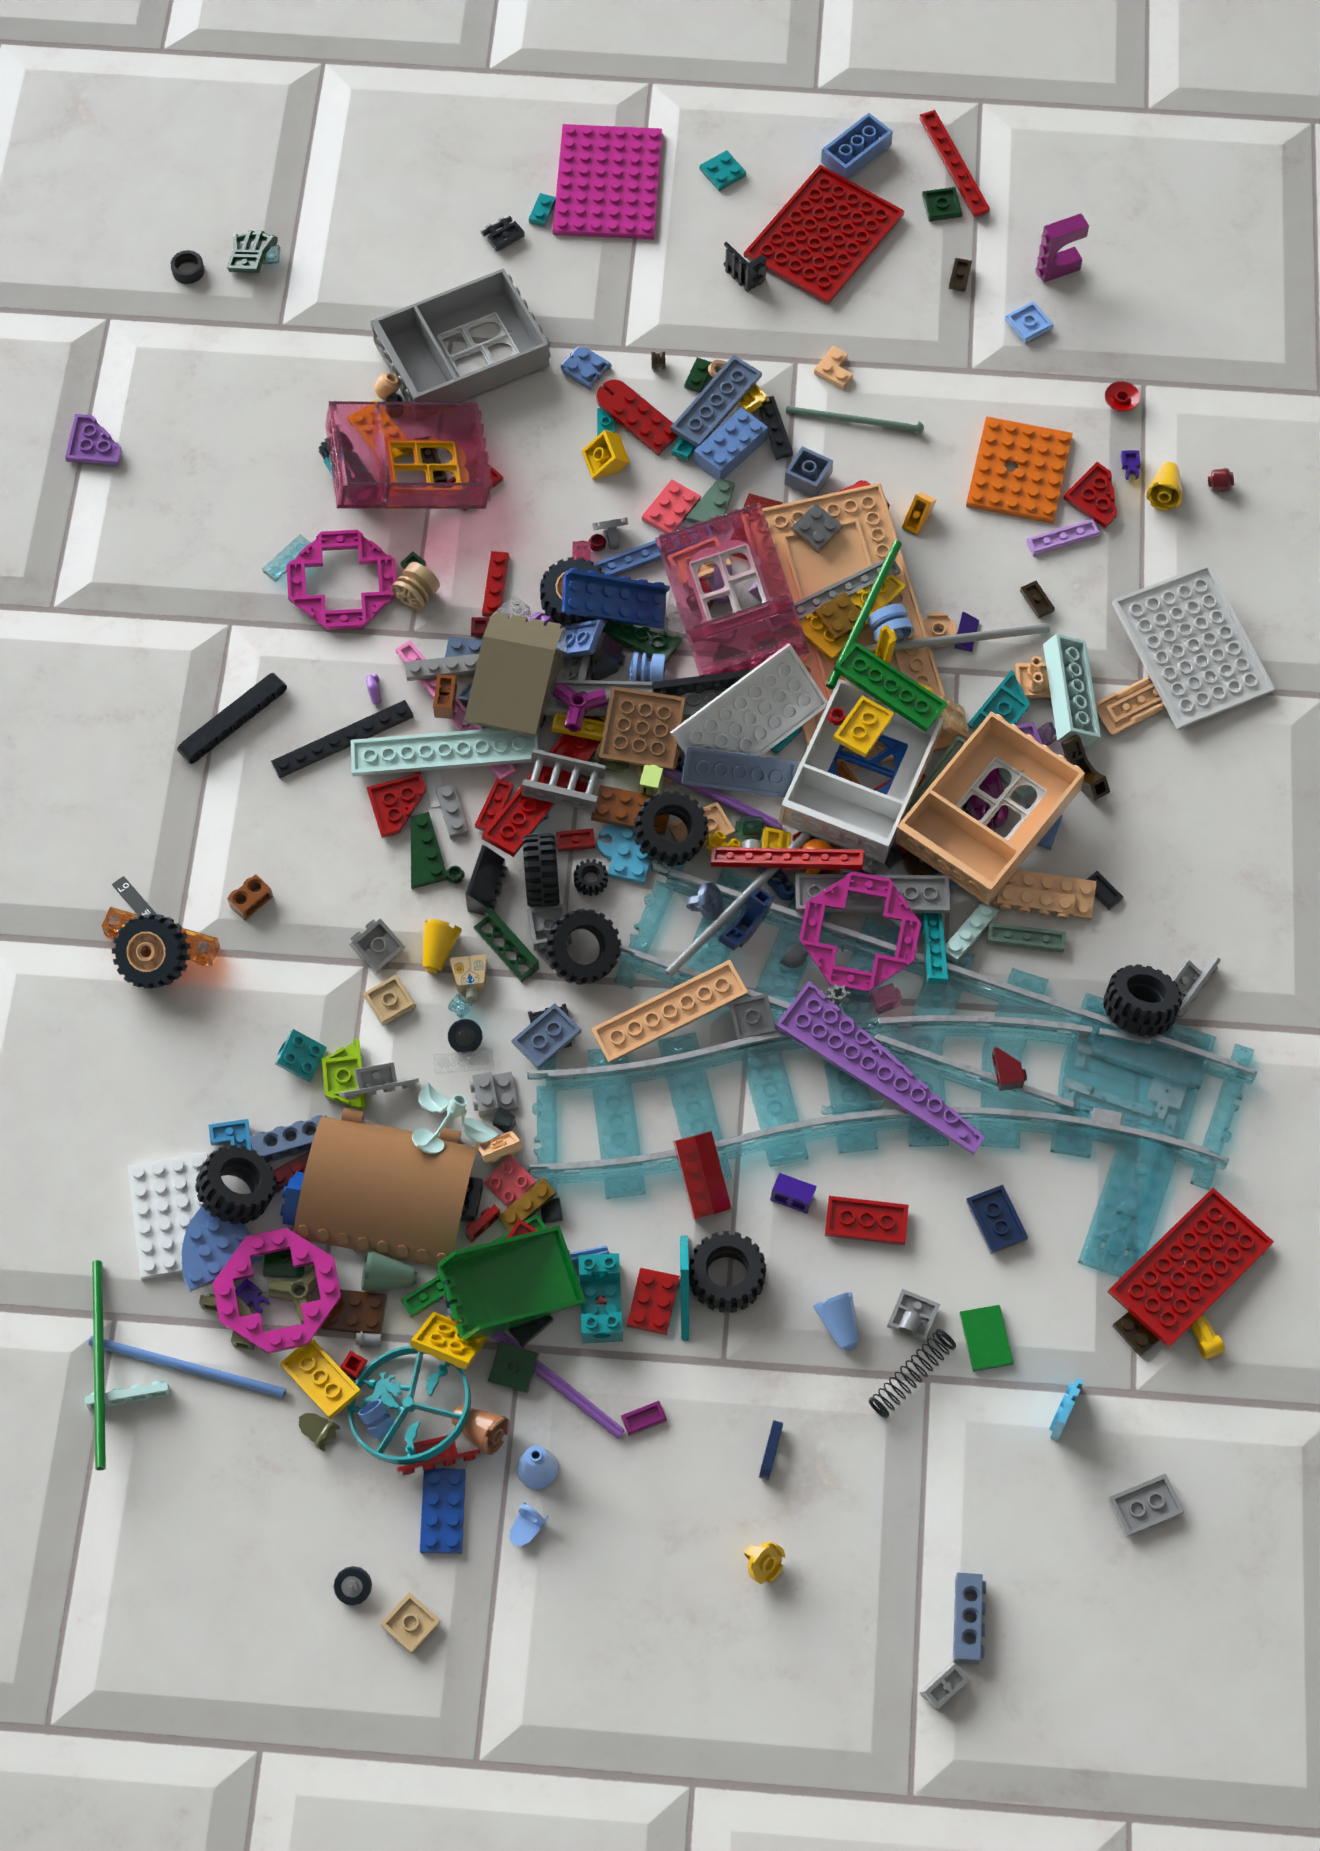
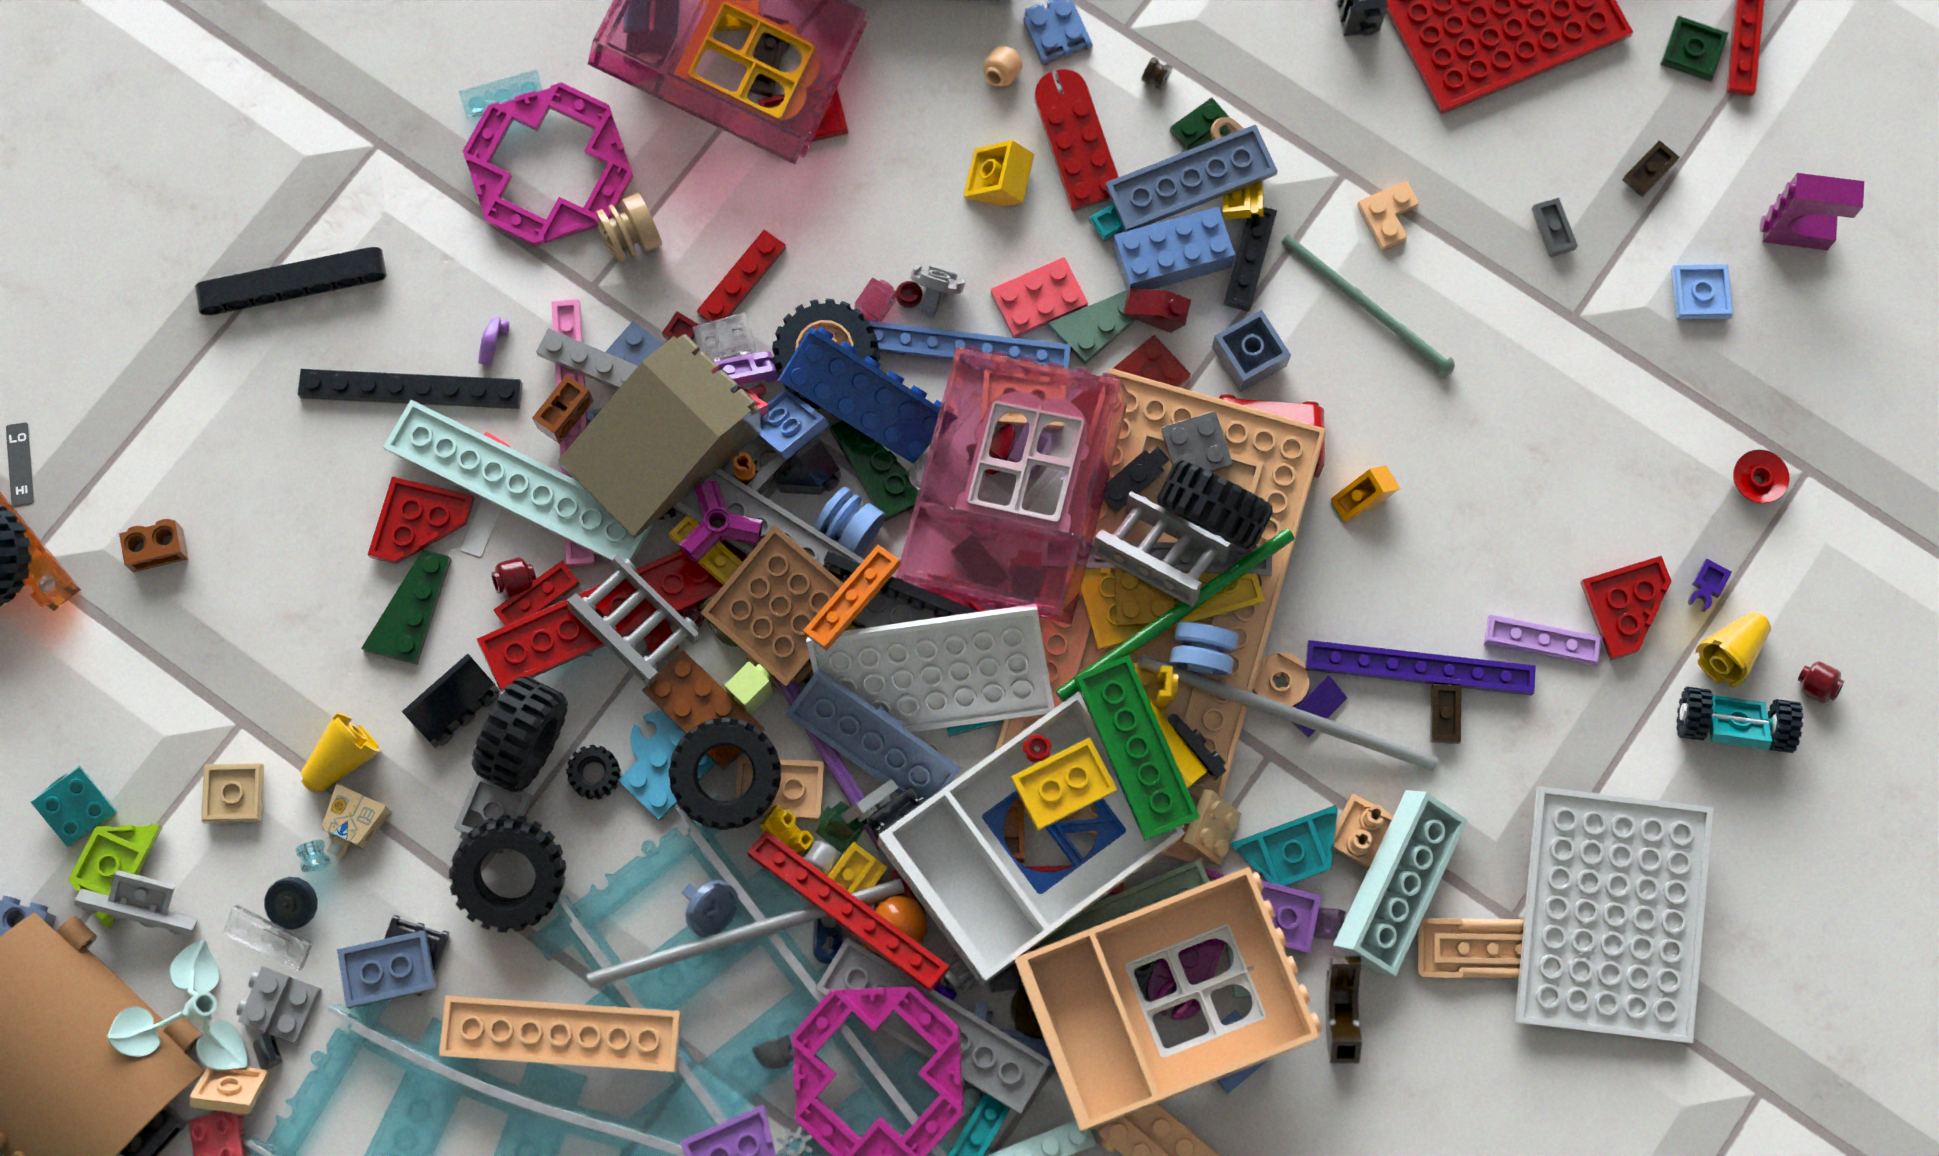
camera: 30 degrees right, 10 degrees up
(376, 944) = (264, 706): light grey plate -> none
(412, 557) = (653, 191): dark green plate -> none
(451, 810) = (477, 576): light grey plate -> none
(455, 870) = (426, 657): dark green plate -> none
(474, 802) = (513, 577): none -> dark red head
(512, 940) = (435, 802): dark green fence -> none
(569, 399) = (1002, 66): none -> light nougat head
(570, 671) = (744, 468): none -> orange pin
(575, 840) = (608, 706): red plate -> none
(604, 422) = (1028, 128): teal plate -> none
(683, 695) = (852, 597): none -> orange plate
(743, 477) = (1157, 308): none -> dark red slope
(748, 921) = (741, 967): dark blue arch -> none
(752, 1016) = (662, 1107): flat silver plate -> none
(759, 804) = (863, 808): none -> light grey plate
(774, 804) = (893, 811): none -> black hinge
(793, 561) = (1134, 478): none -> black hinge
(839, 595) = (1150, 569): none -> light grey fence
(850, 543) = (1215, 504): none -> black tyre
(929, 329) = (1554, 227): none -> dark grey plate
(930, 681) = (1196, 742): none -> black hinge
(1007, 583) = (1420, 667): none -> dark purple plate
(1035, 485) = (1552, 541): orange plate -> none
(1190, 521) = (1739, 720): none -> plate

